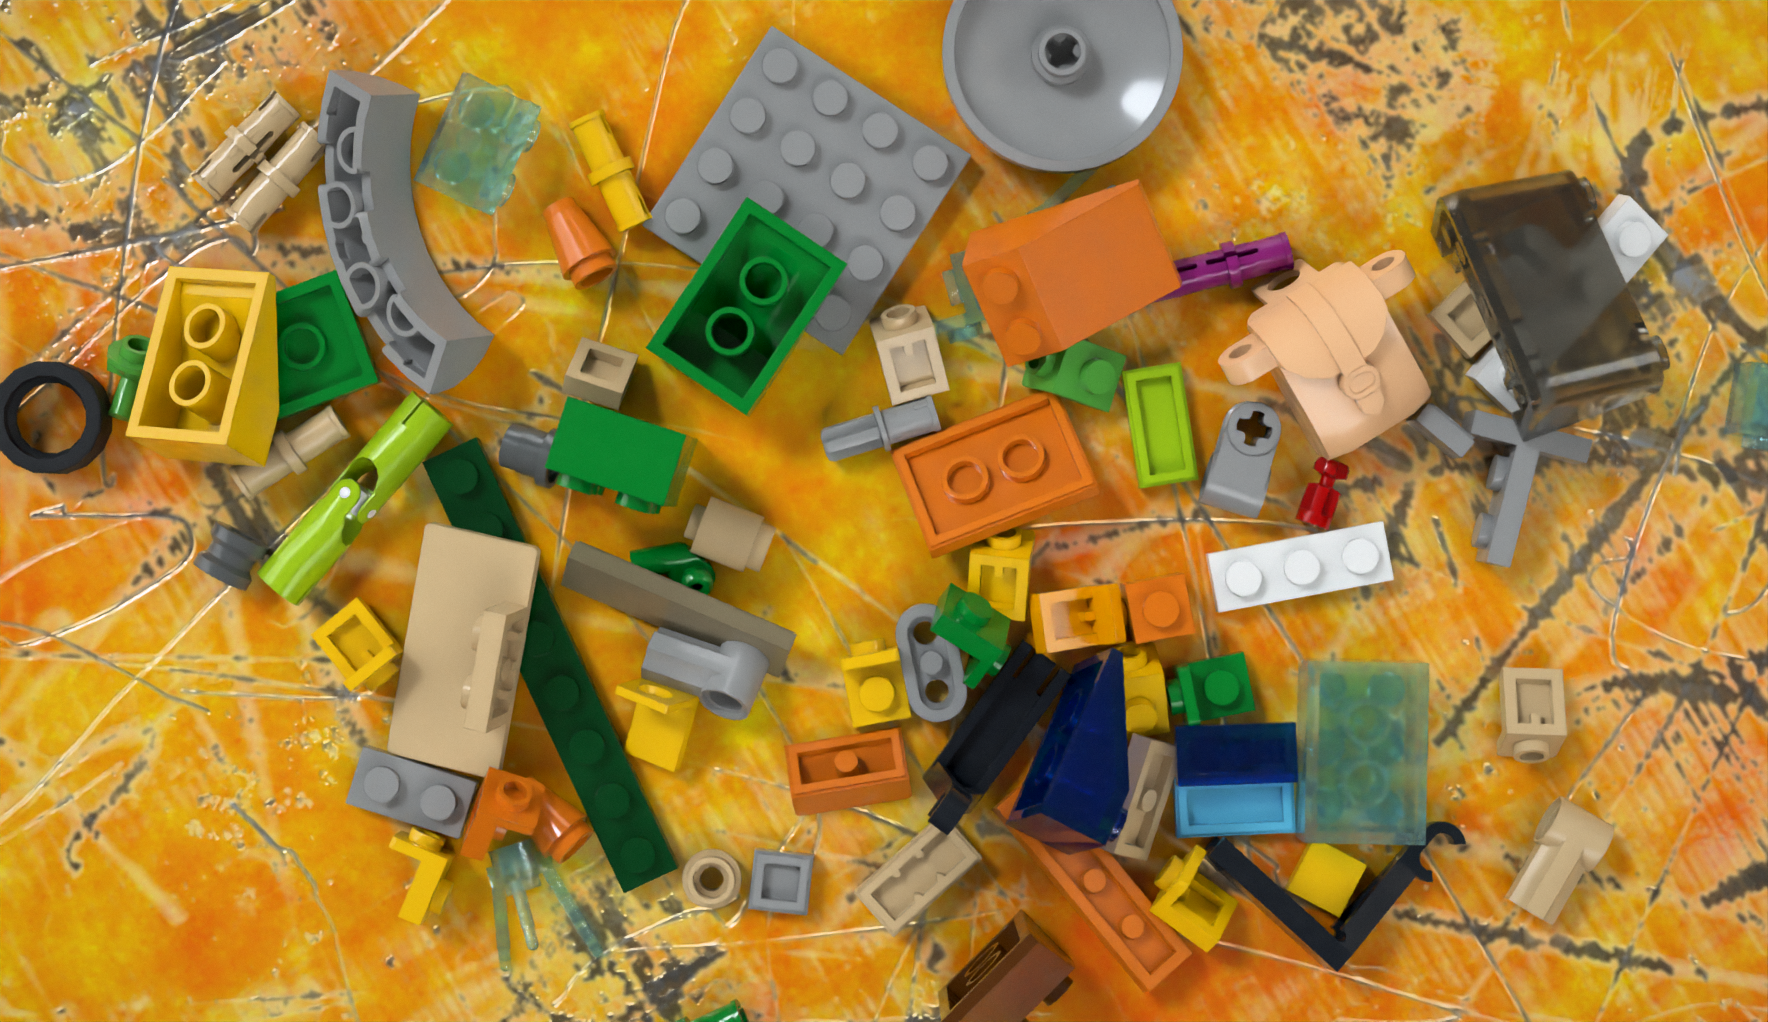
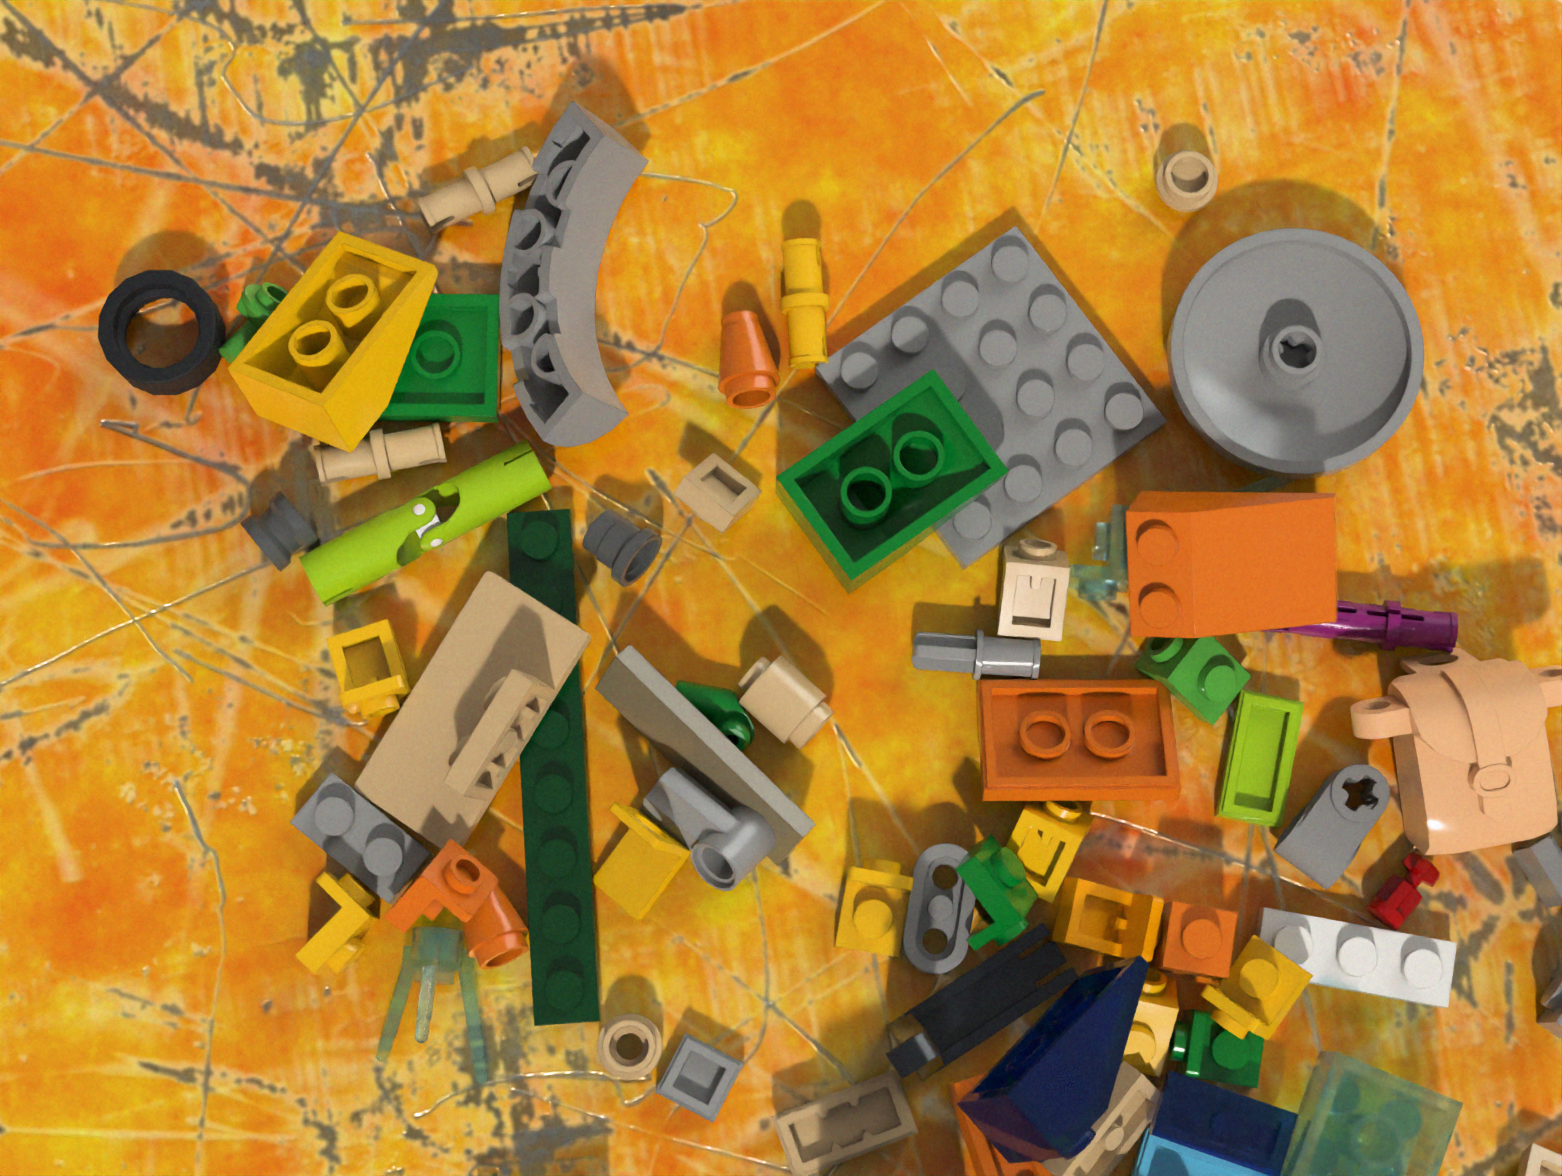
camera: 15 degrees right, 10 degrees down
(245, 145) = (460, 147): tan pin -> none
(479, 144) = (686, 230): clear light blue bracket -> none
(620, 453) = (711, 569): green brick -> none
(848, 771) = (812, 991): orange slope -> none
(1225, 631) = (1258, 990): none -> yellow bracket

